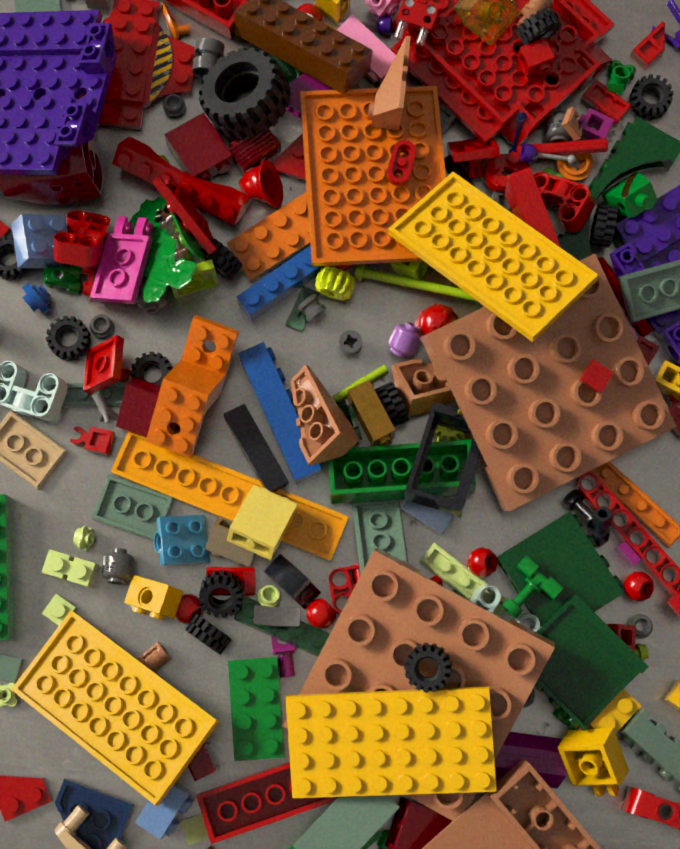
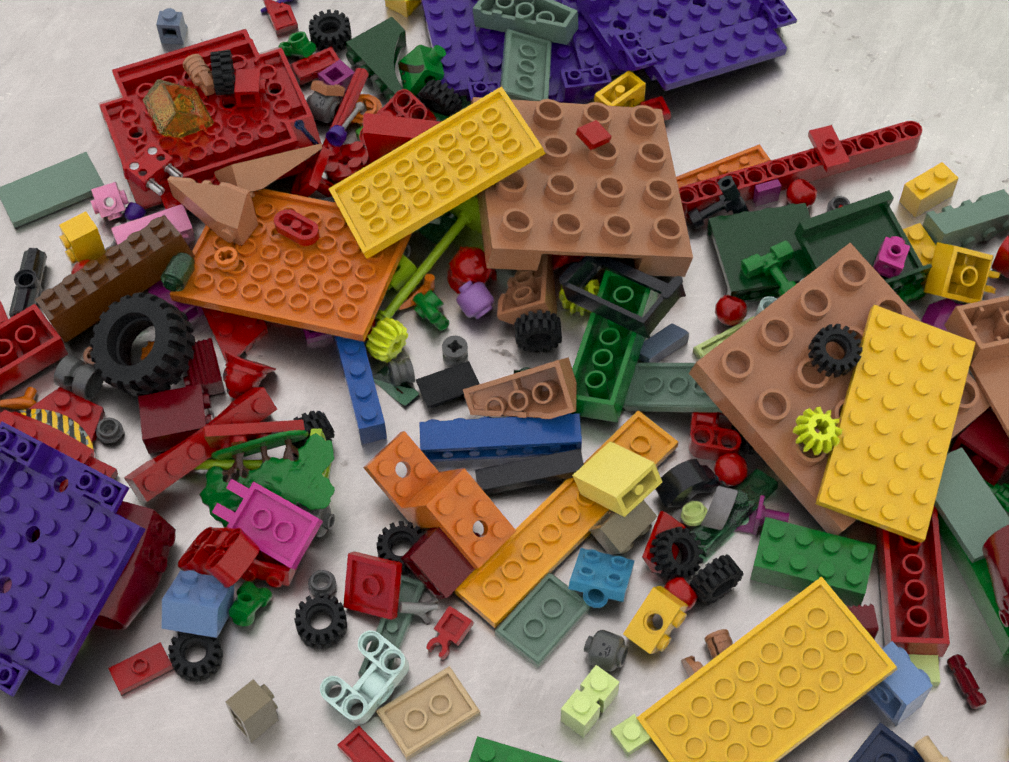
camera: 70 degrees left, 20 degrees down
(36, 297) = (259, 635): blue plate -> none
(84, 538) = (558, 677): yellowish green plate -> none
(130, 640) = (690, 665): none -> nougat tile
(273, 239) = (308, 373): orange plate -> none
(316, 350) = (446, 384): none -> black piece
(317, 88) = (178, 272): none -> brick
(340, 667) = (815, 420): none -> neon yellow gear
(348, 128) = (225, 254): none -> orange bush
(371, 414) = (541, 345): pearl gold window -> none
(373, 376) = (499, 353): lime piece -> none
(383, 304) = (428, 308): none -> green plate
(399, 291) = (429, 283): none -> orange bar
(441, 102) = (260, 172): none -> nougat wedge
(572, 683) = (891, 257): none -> dark pink brick

